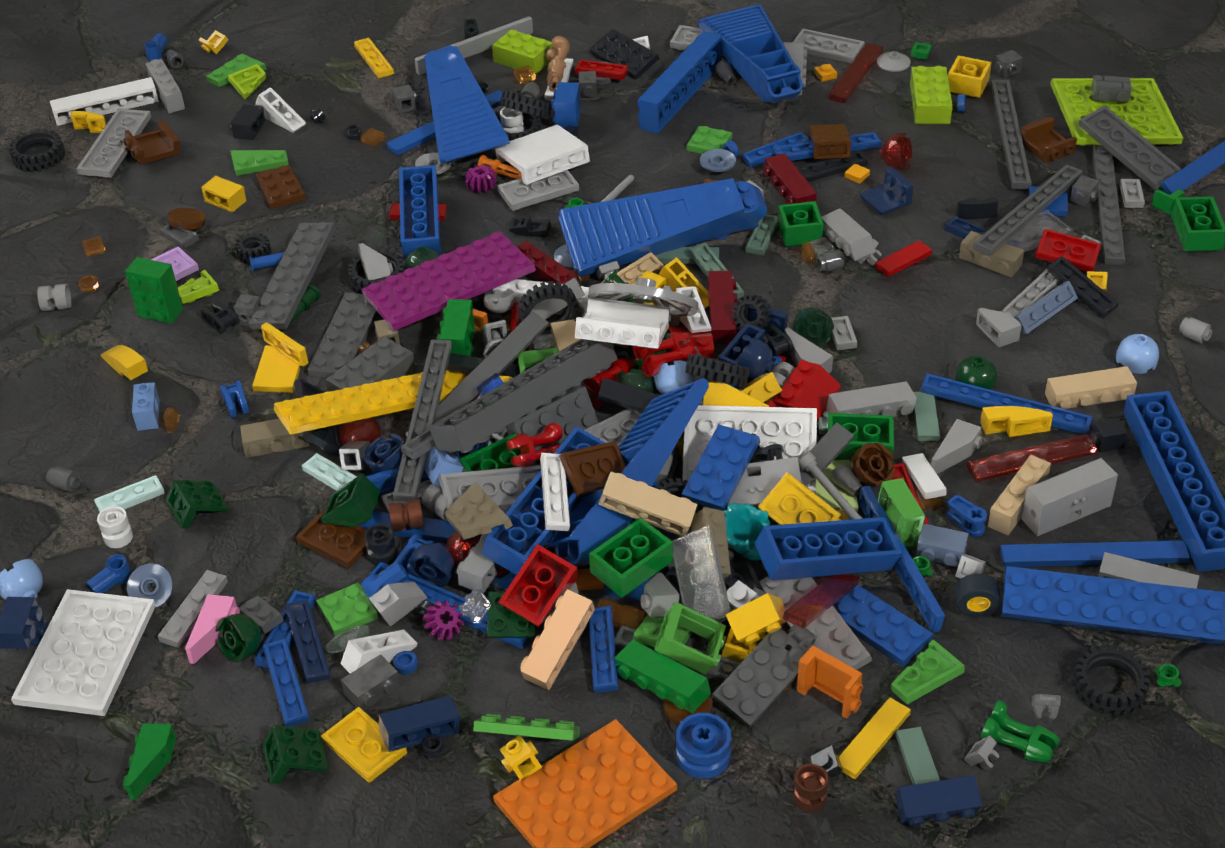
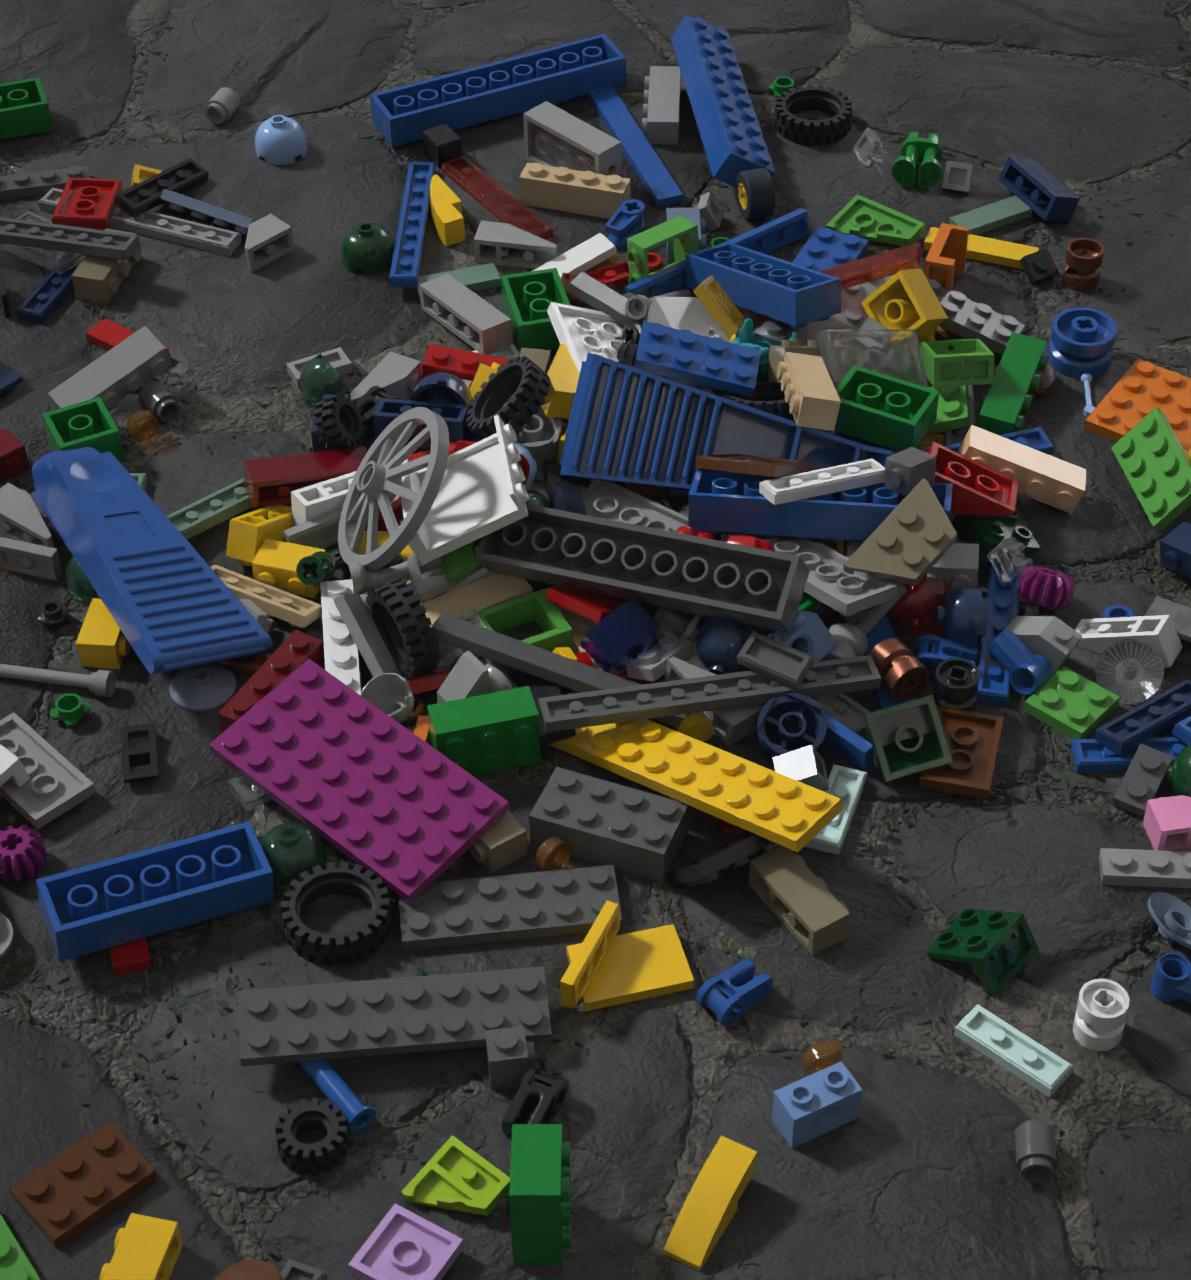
camera: 110 degrees left, 0 degrees up
(374, 263) = (336, 906): light grey slope -> none
(534, 528) = (908, 468): none -> flat silver brick
(671, 745) = (1086, 379): none -> light blue hinge
(1090, 388) = (363, 165): tan brick -> none

